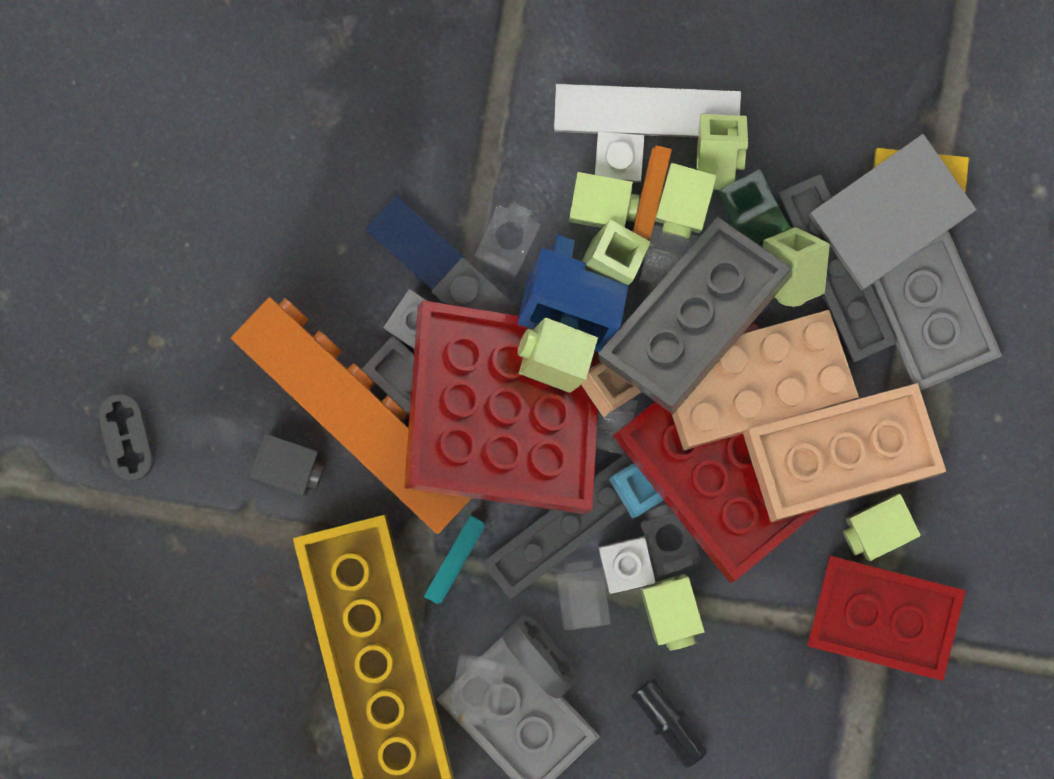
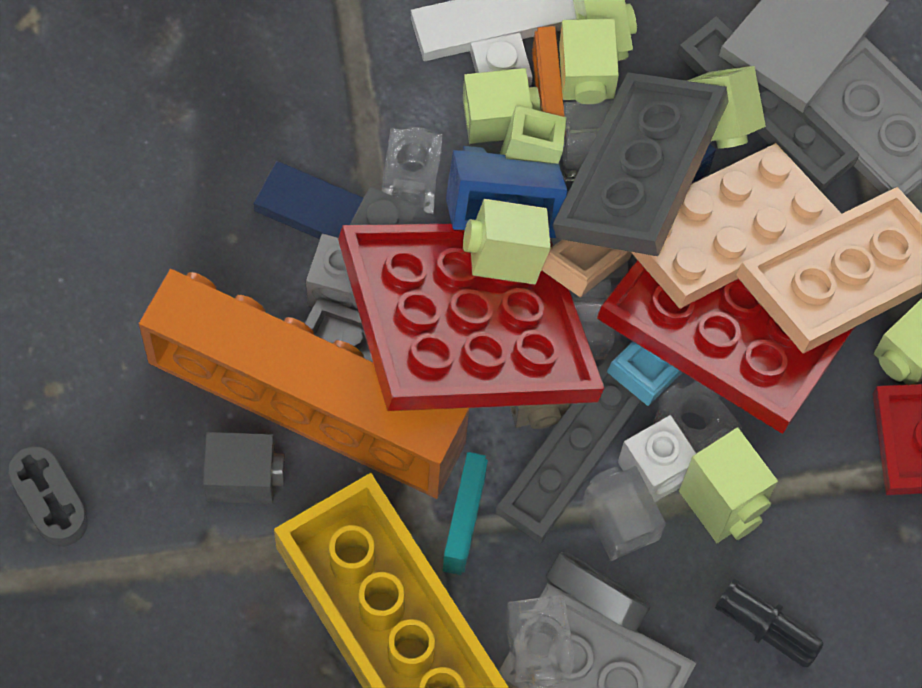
camera: 20 degrees left, 20 degrees down
(754, 208) = (661, 53): clear green brick -> none

